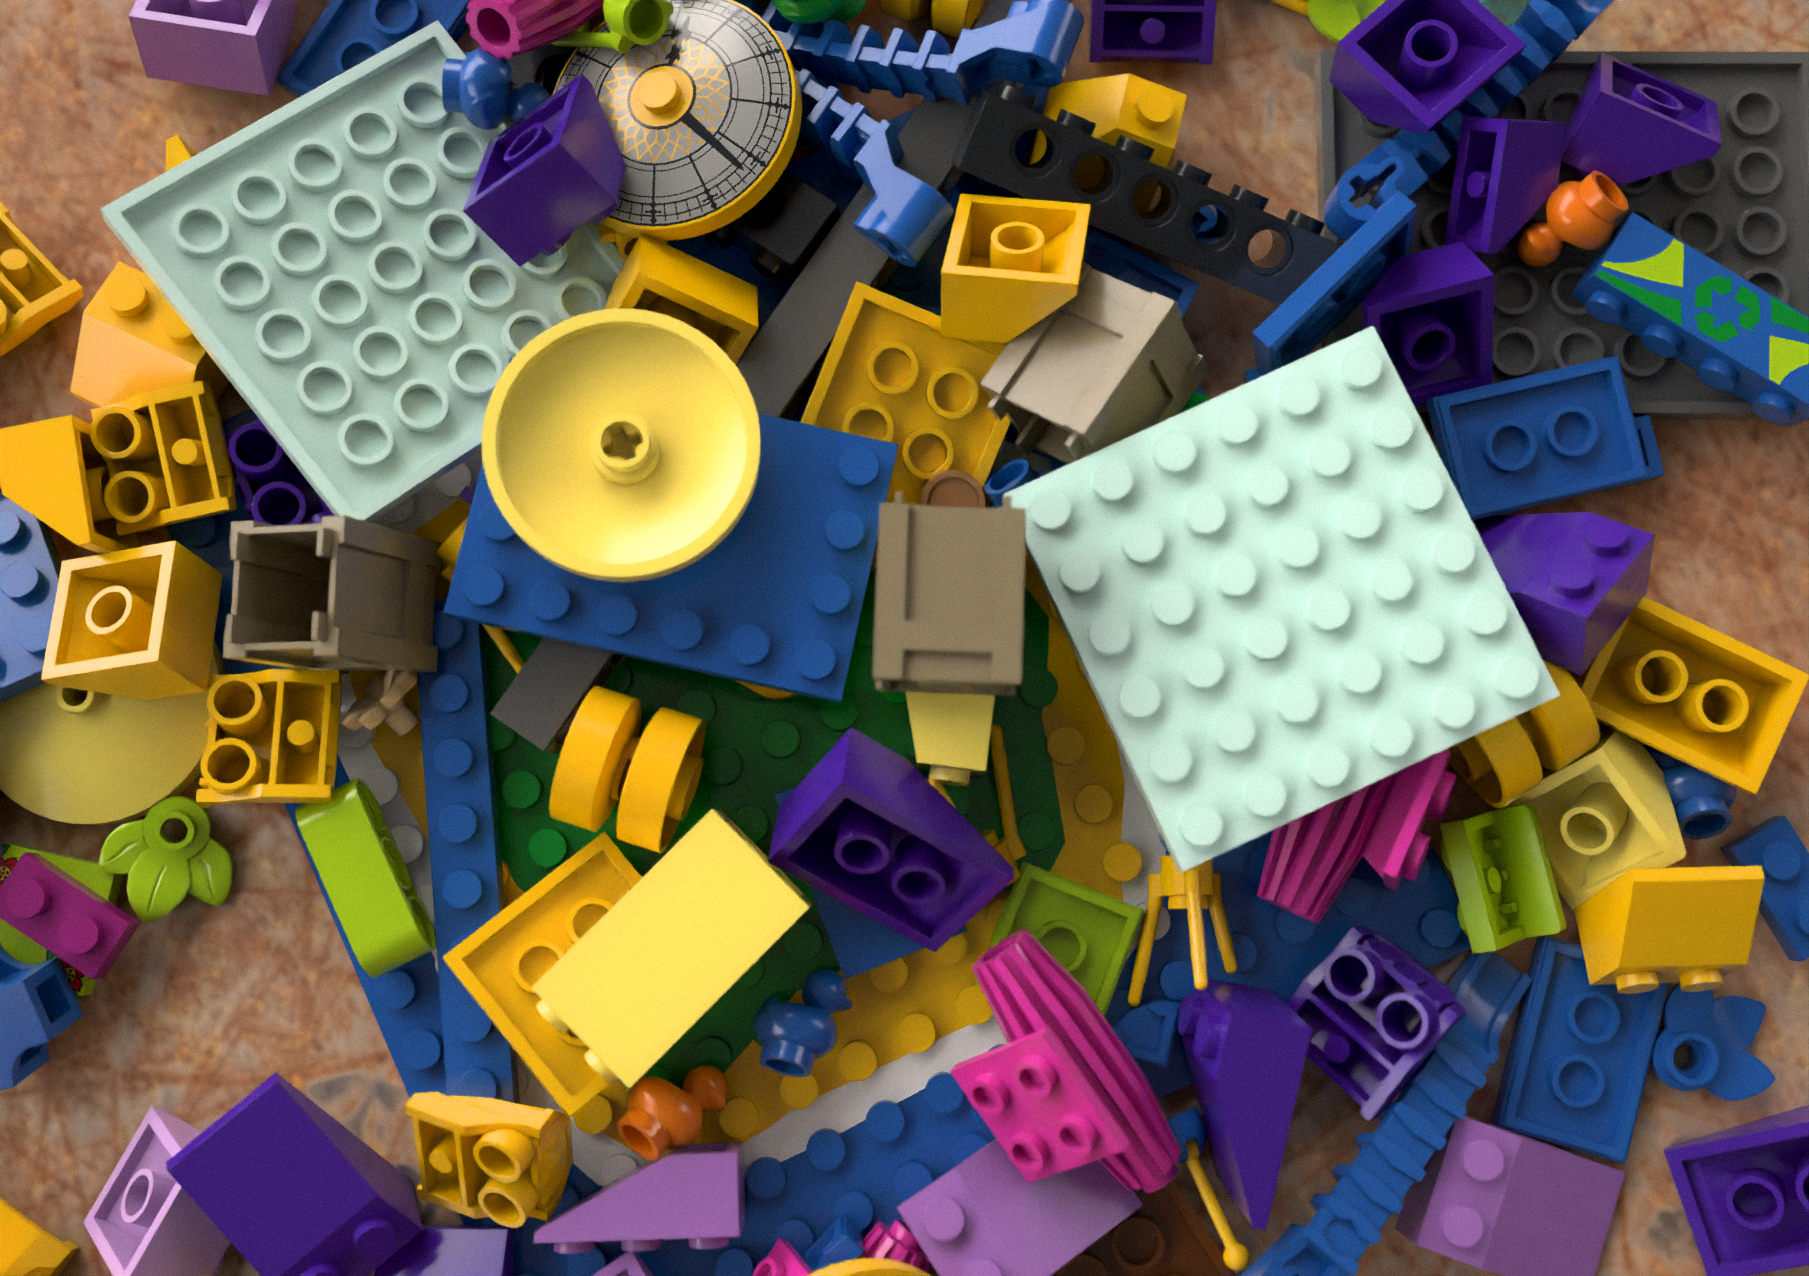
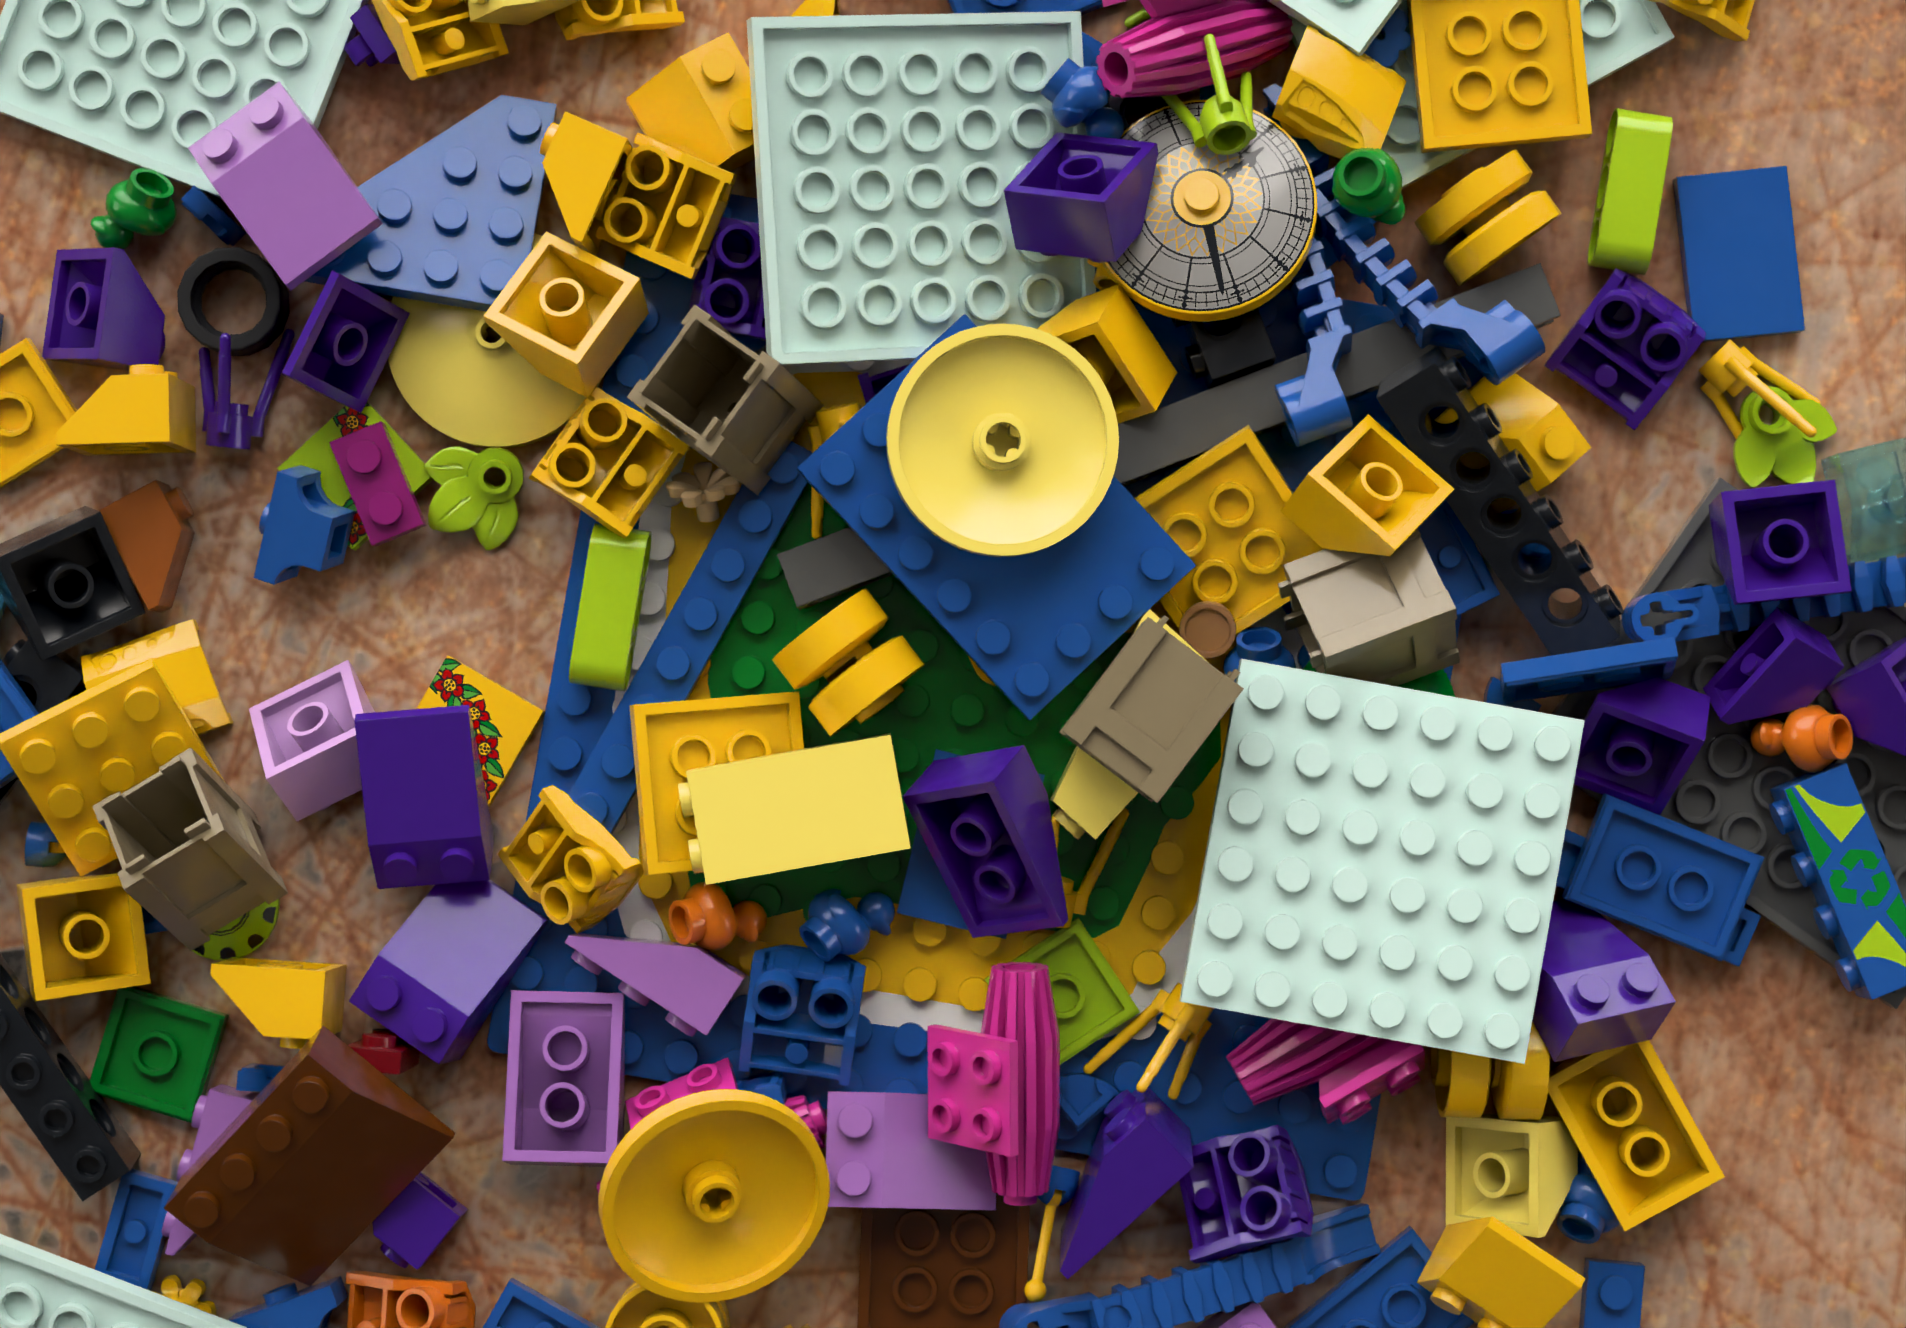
camera: 35 degrees right, 5 degrees up
(329, 1065) = (499, 718): none -> tile
(819, 1144) = (802, 1013): none -> blue slope
(1501, 877) = (1409, 1165): lime bracket -> none

